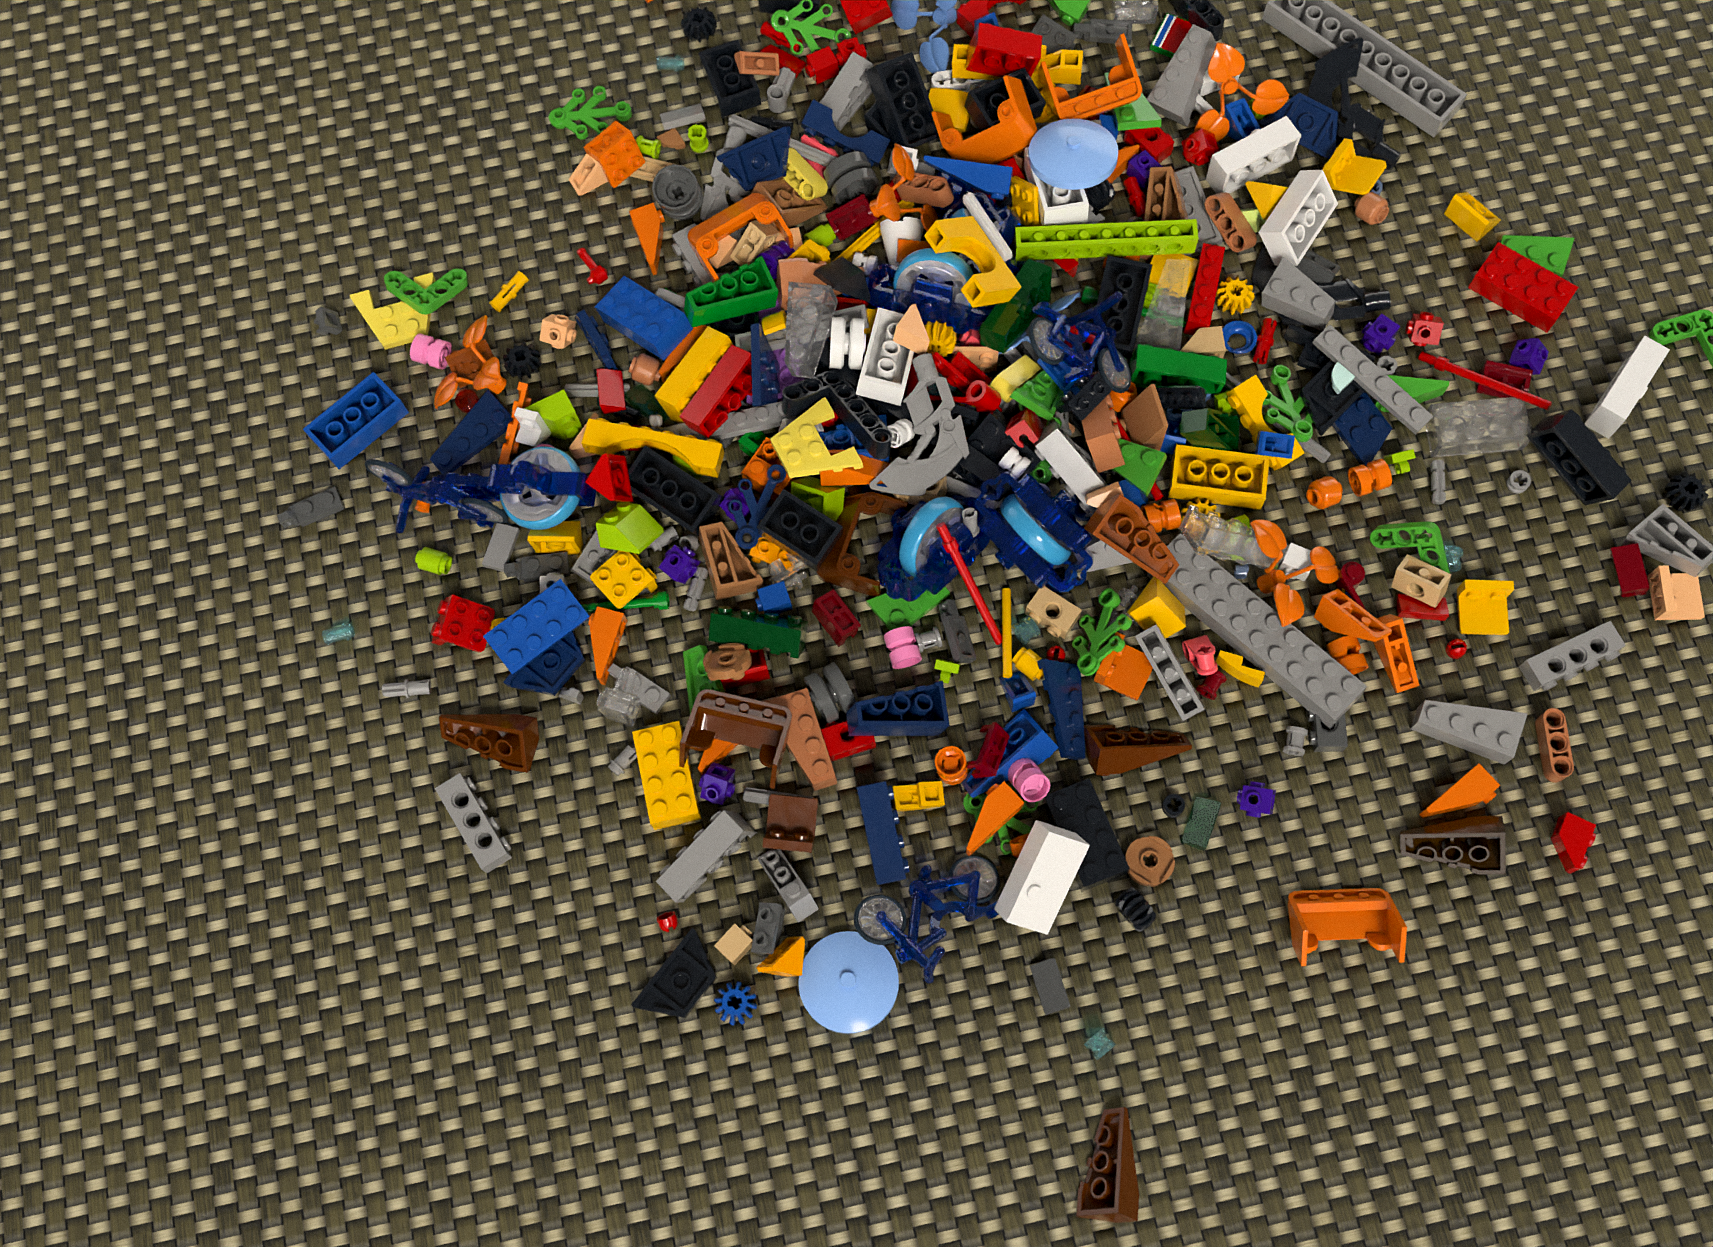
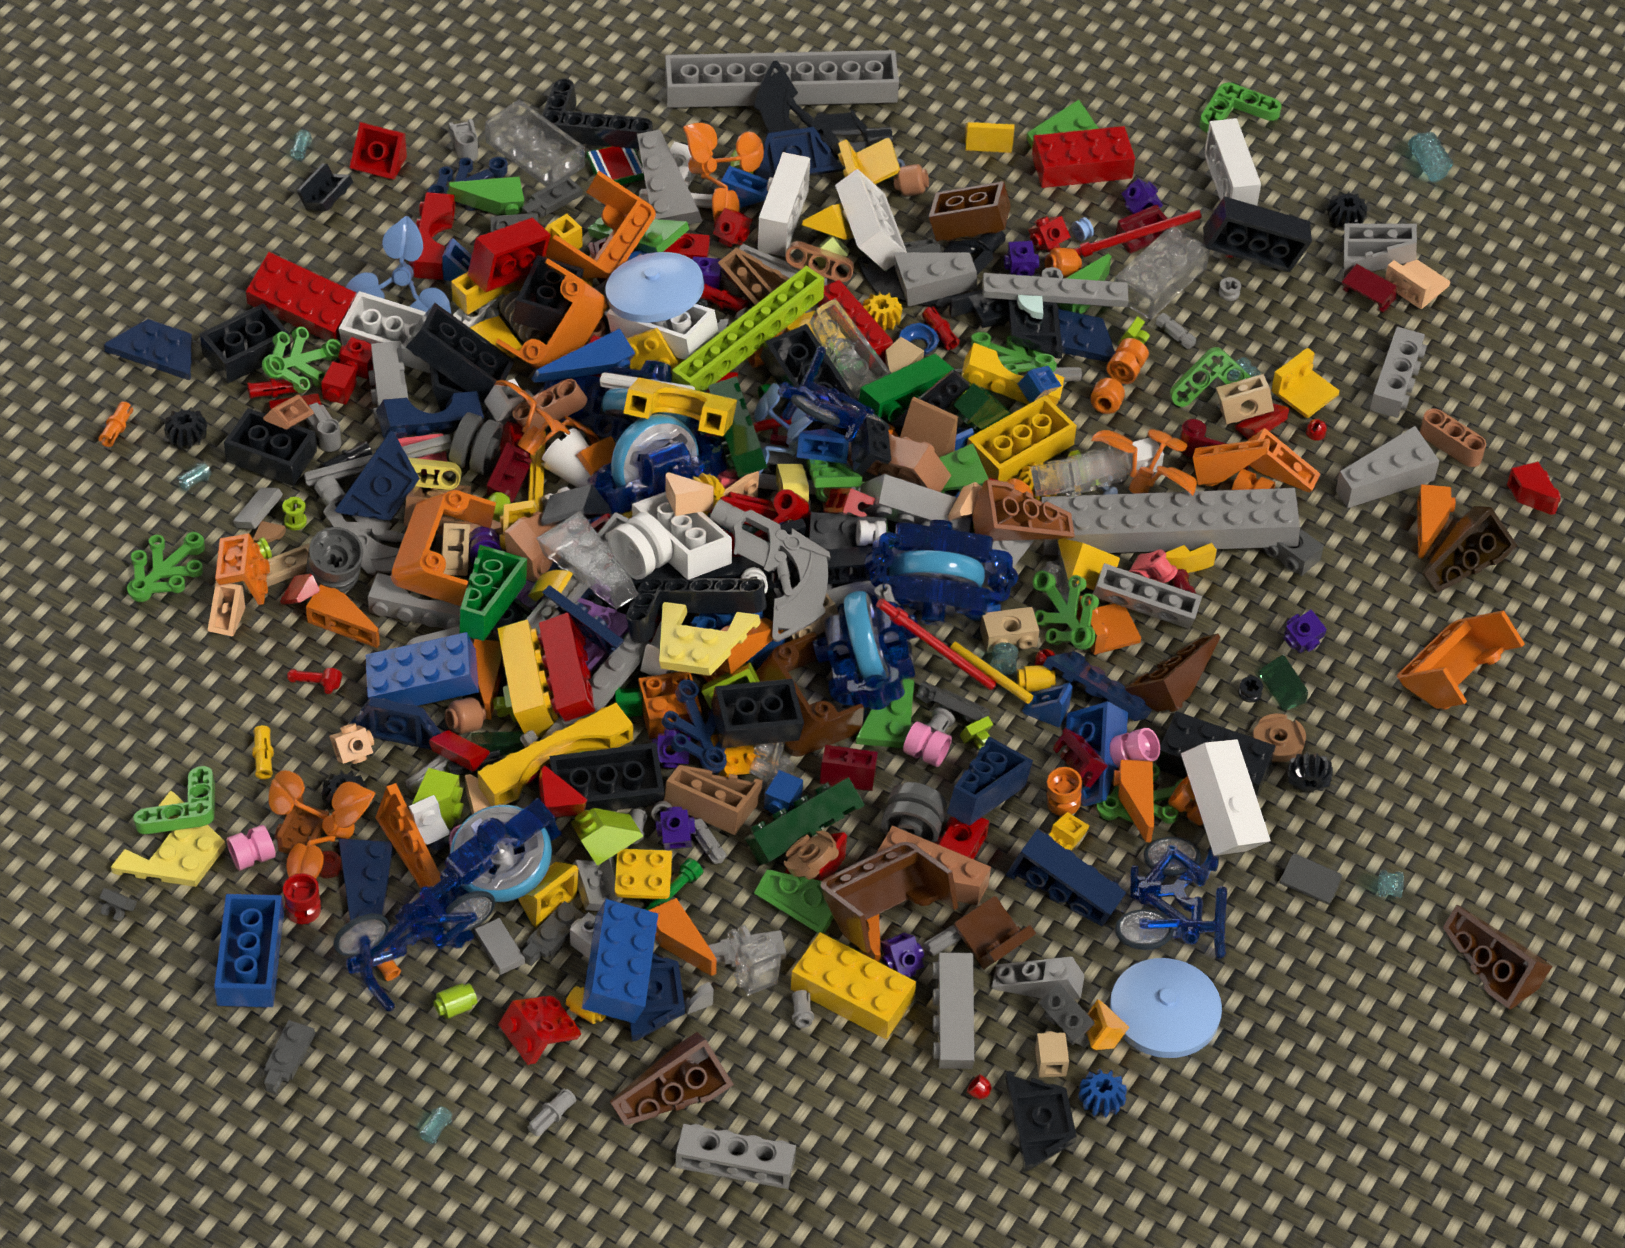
camera: 55 degrees left, 20 degrees down
(420, 412) = (302, 898): none -> red wheel
(639, 197) = (300, 589): none -> red slope
(888, 39) = (380, 322): none -> white brick
(1295, 741) = (1282, 575): light grey bush -> none
(1379, 266) = (970, 211): none -> reddish brown brick
(1411, 361) = (1064, 259): none -> orange head
(1457, 345) = (1082, 229): none -> light blue bush

